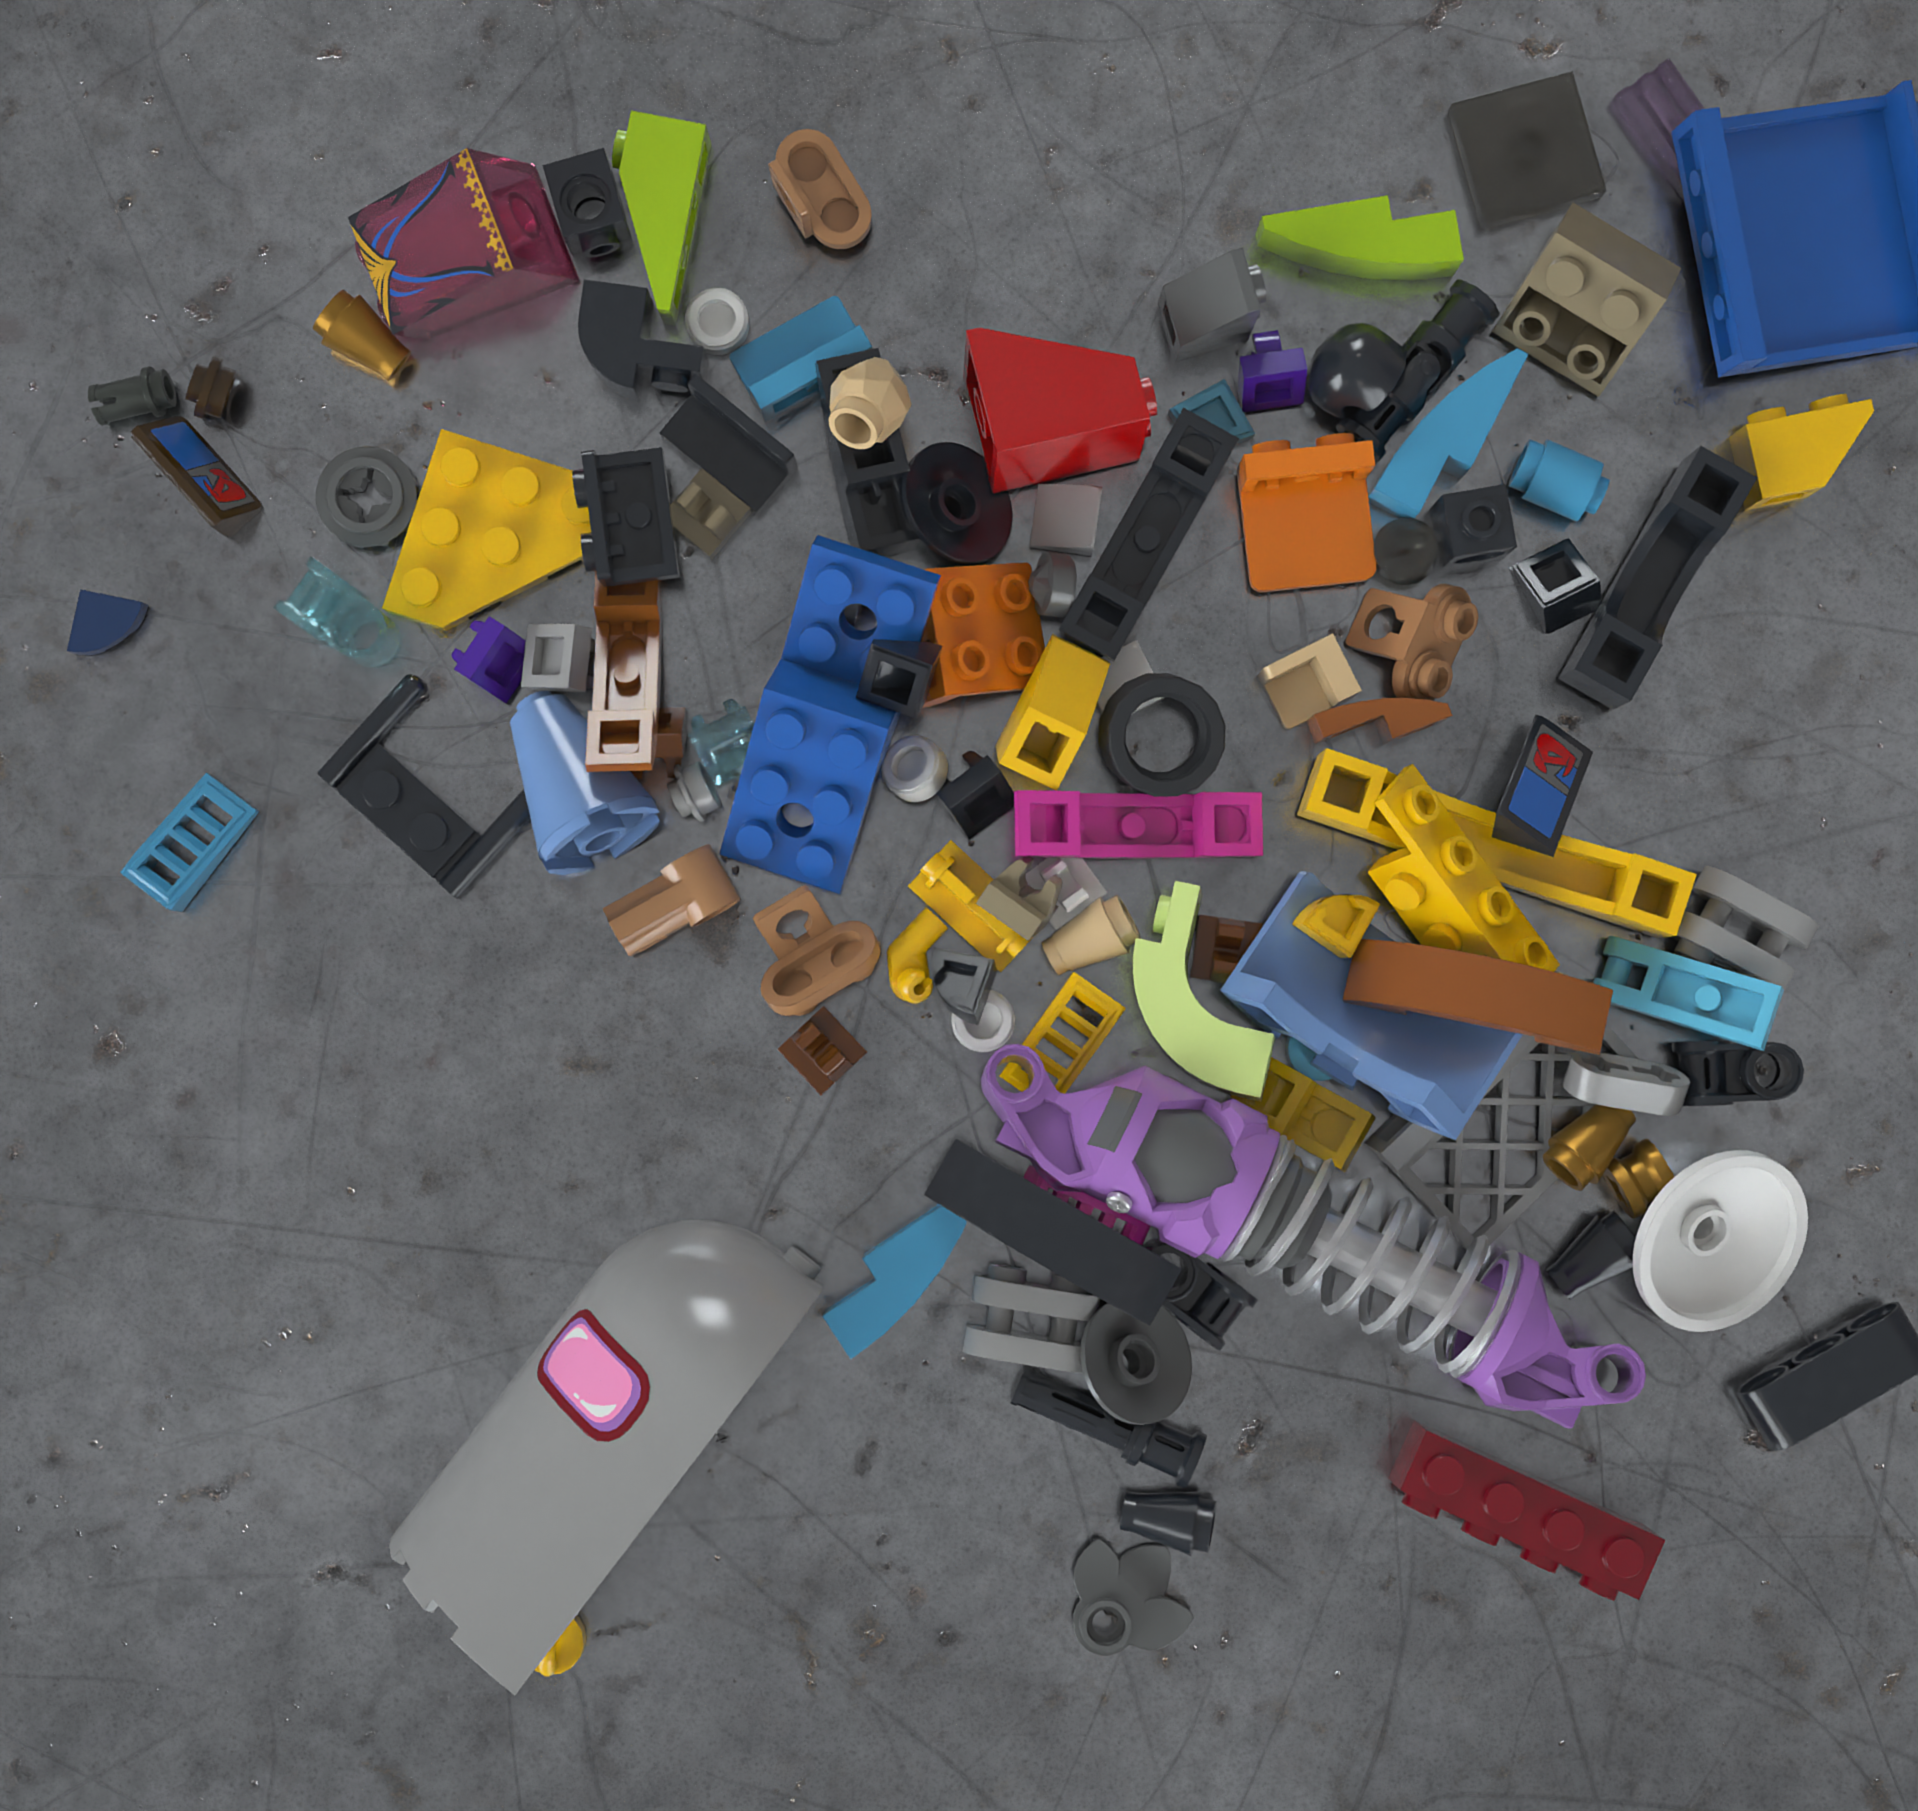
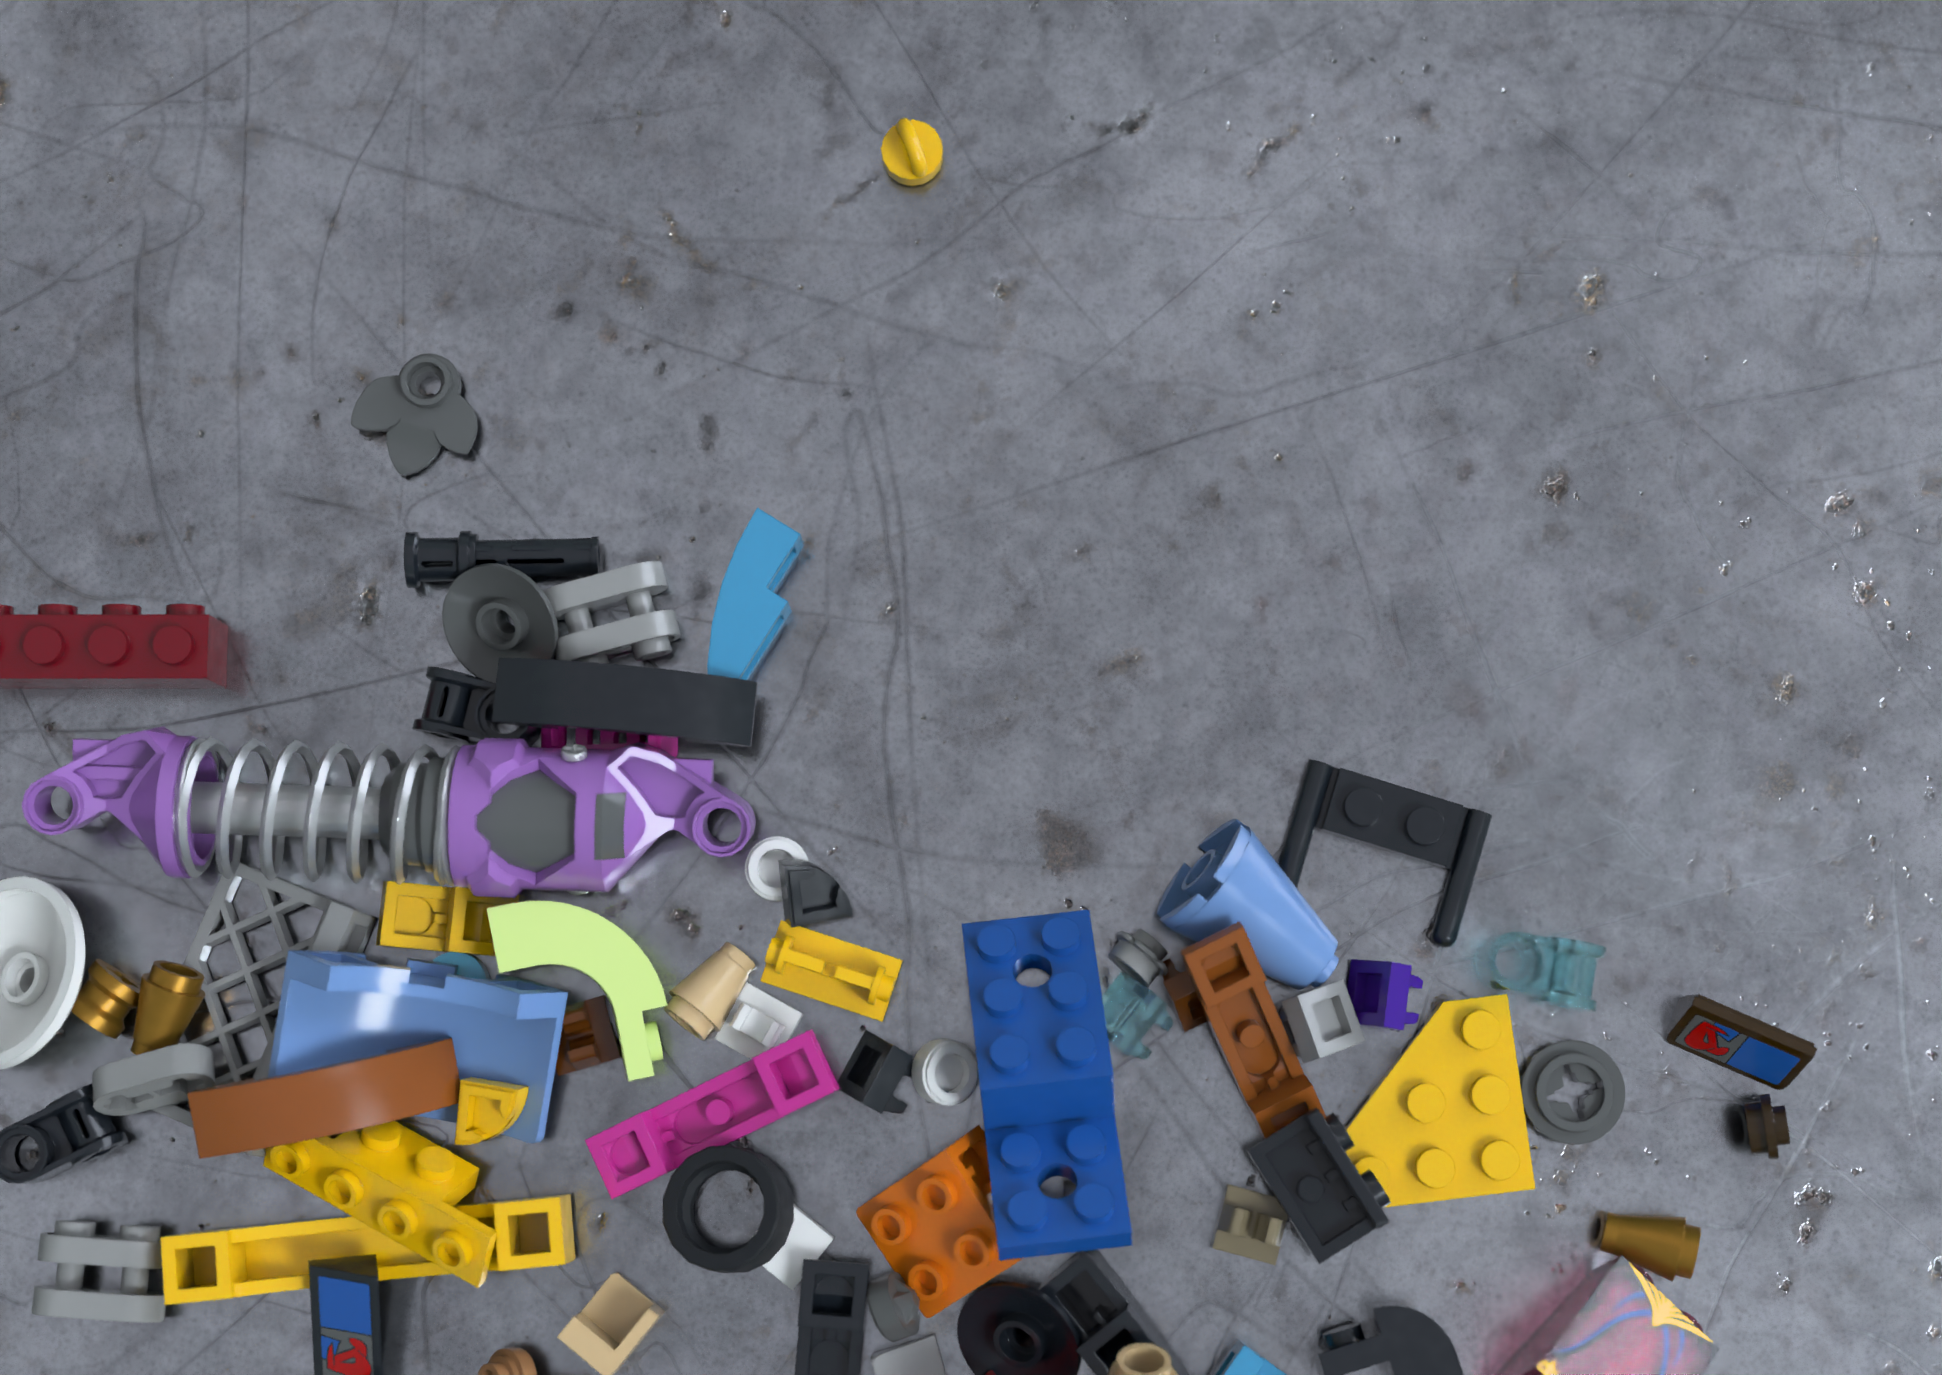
camera: 155 degrees right, 5 degrees down
(103, 622) = (1755, 863): dark blue tile -> none
(134, 396) = (1832, 1087): pearl dark grey pin -> none
(156, 847) = (1602, 678): dark azure slope -> none
(597, 1434) = (949, 343): light grey panel -> none
(684, 894) = (1104, 855): medium nougat piece -> none
(729, 446) = (1259, 1297): black panel -> none
(815, 962) = (953, 852): medium nougat bracket -> none
(822, 1050) = (911, 774): reddish brown tile -> none
(899, 674) = (995, 1148): black slope -> none
(908, 957) = (871, 894): yellow arm -> none
(1017, 903) = (790, 988): dark tan tile -> none
(1053, 713) = (838, 1181): yellow slope -> none
(1093, 998) = (683, 934): yellow slope -> none
(1172, 1519) = (408, 499): black cone -> none
(1392, 718) = (518, 1325): dark orange slope -> none
(1595, 1256) = (117, 910): black cone -> none
(1691, 993) = (126, 1192): medium azure plate -> none

